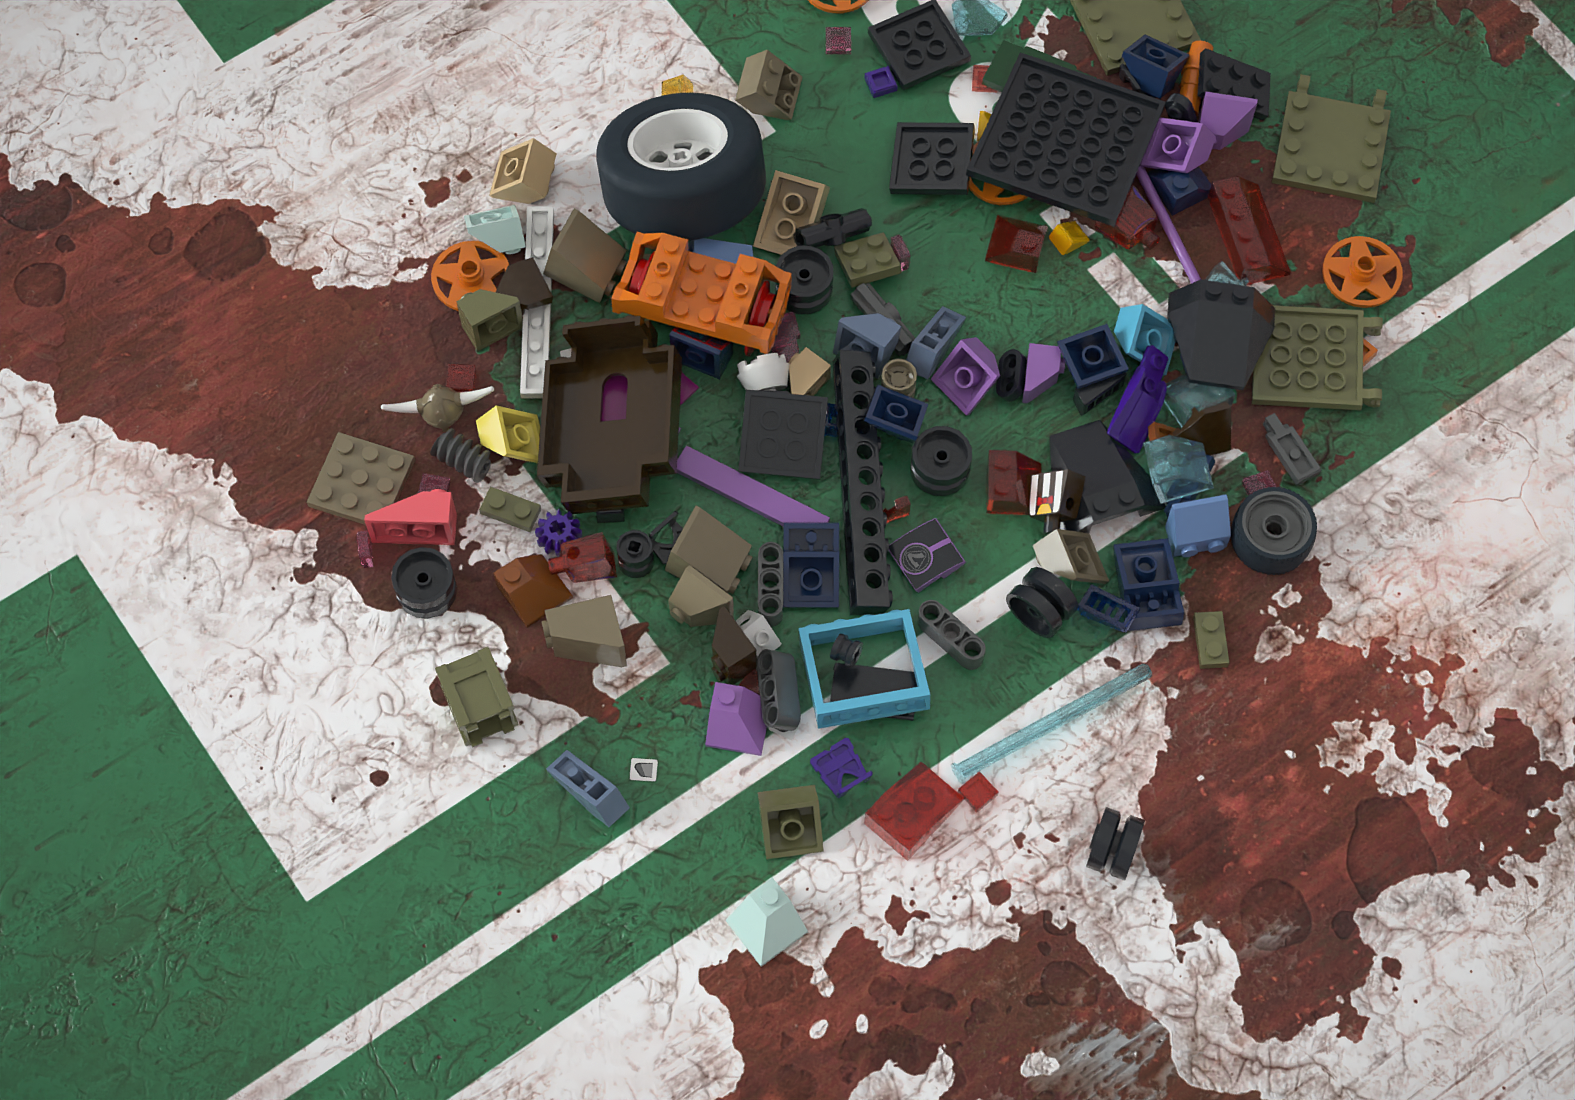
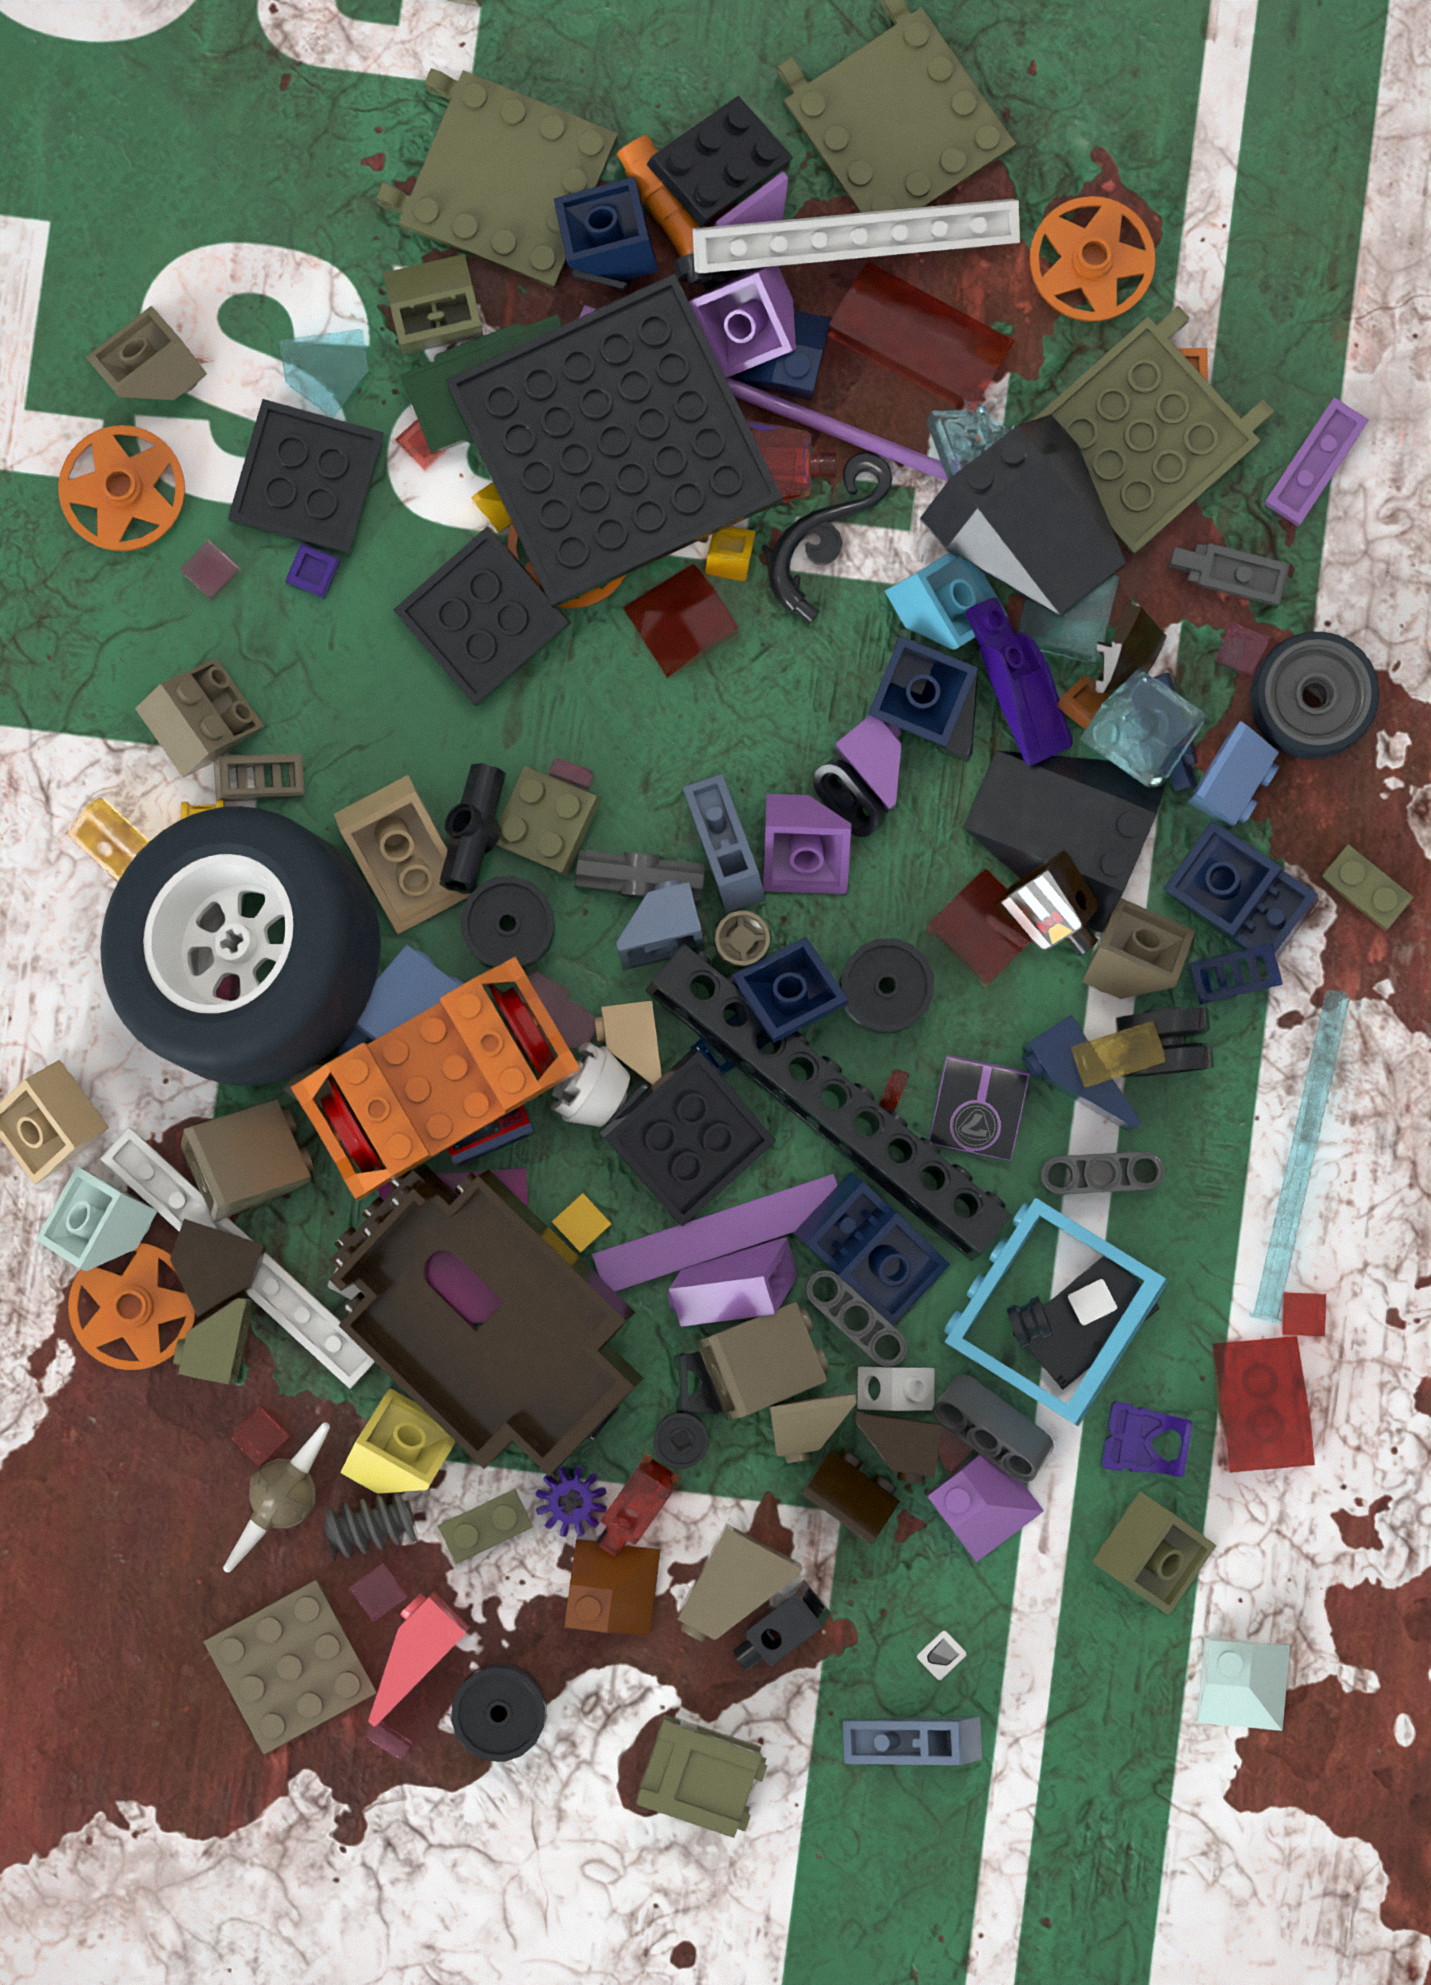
camera: 50 degrees left, 20 degrees up
(588, 675) = (795, 1618): none -> black torso
(682, 652) = (850, 1495): none -> dark brown slope
(696, 430) = (581, 1222): none -> yellow tile
(735, 514) = (734, 1285): none -> medium lavender slope
(773, 128) = (241, 762): none -> dark tan slope
(884, 673) = (1092, 1302): none -> white sticker
(987, 566) = (1053, 1060): none -> dark blue slope
(1013, 573) = (1118, 1054): none -> clear yellow slope
(1045, 29) = (433, 304): none -> olive slope
(1121, 262) = (818, 522): none -> black plant
(1264, 158) = (855, 235): none -> white plate
(1379, 442) = (1316, 461): none -> medium lavender plate

